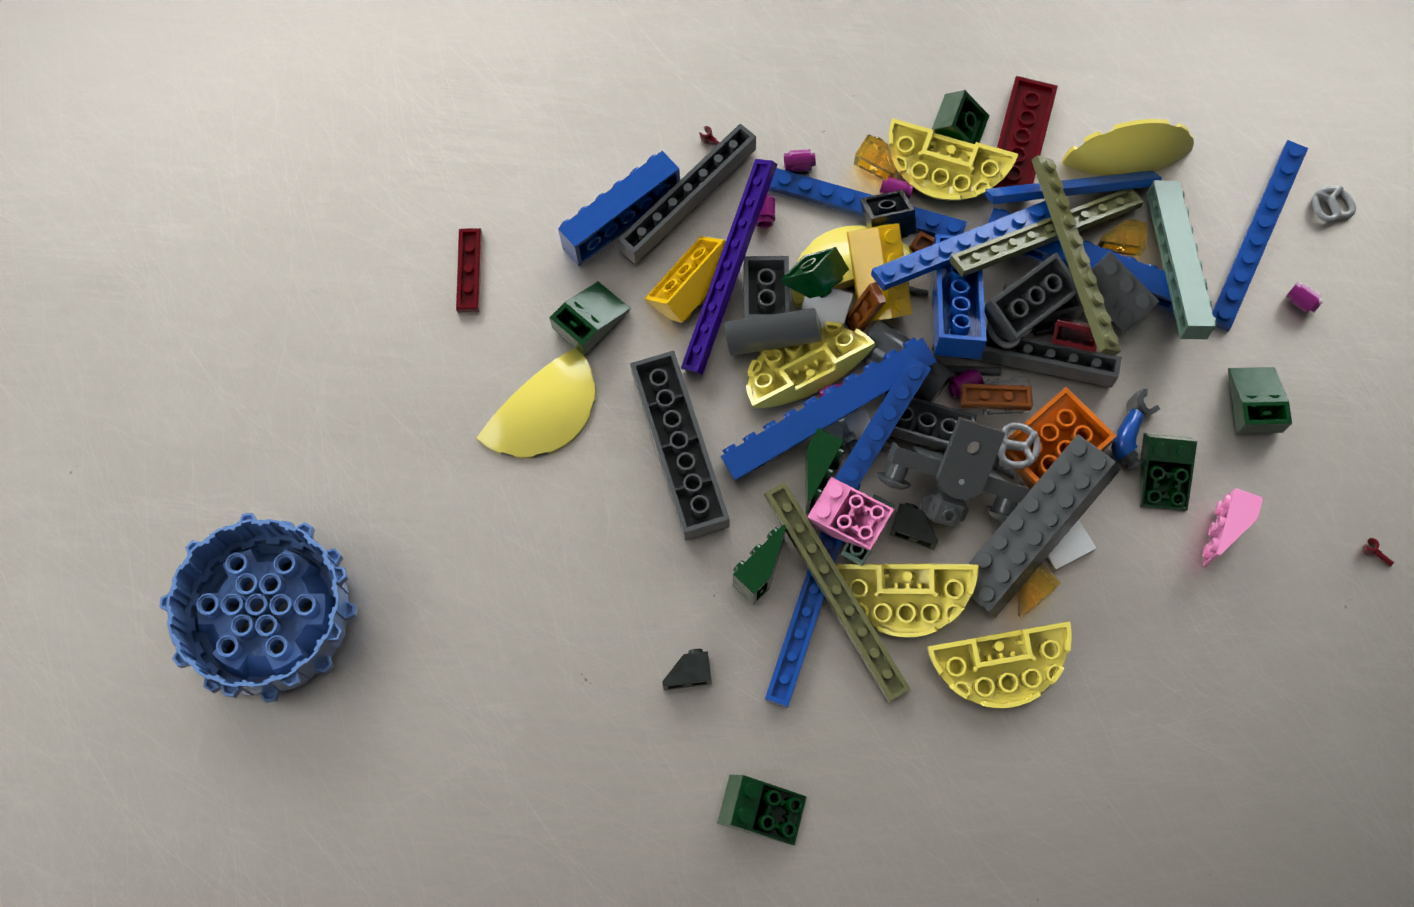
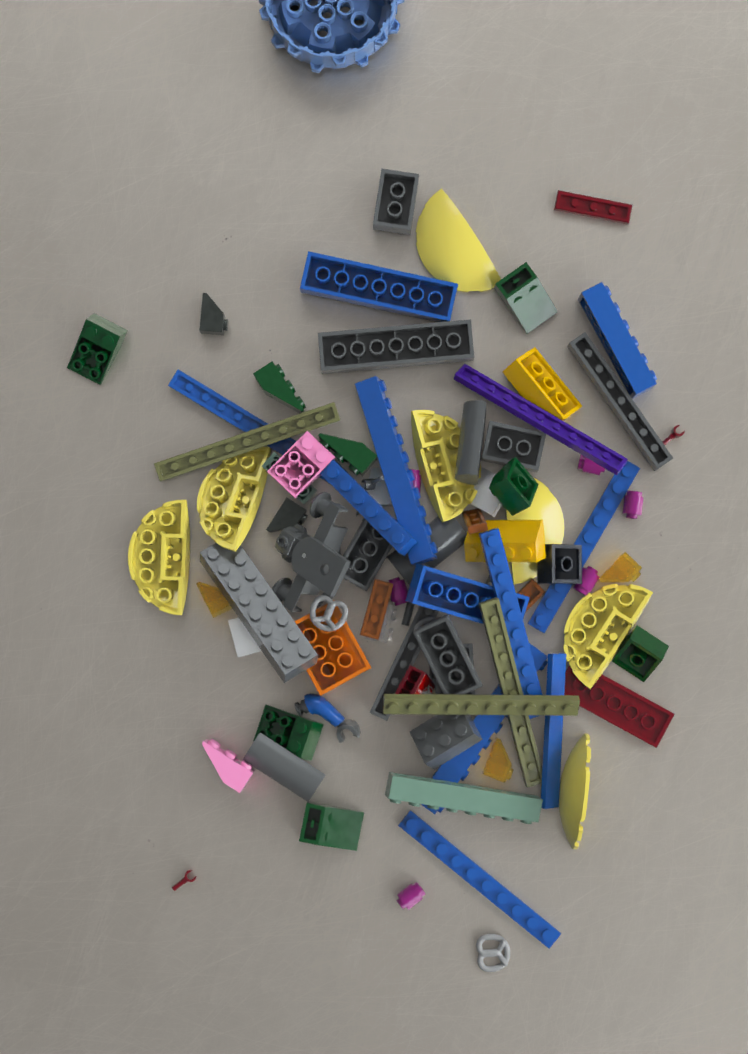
camera: 105 degrees right, 15 degrees up
(503, 481) = (395, 201): none -> dark grey brick
(612, 480) = (378, 287): none -> blue brick
(1212, 460) = (284, 767): none -> dark grey brick

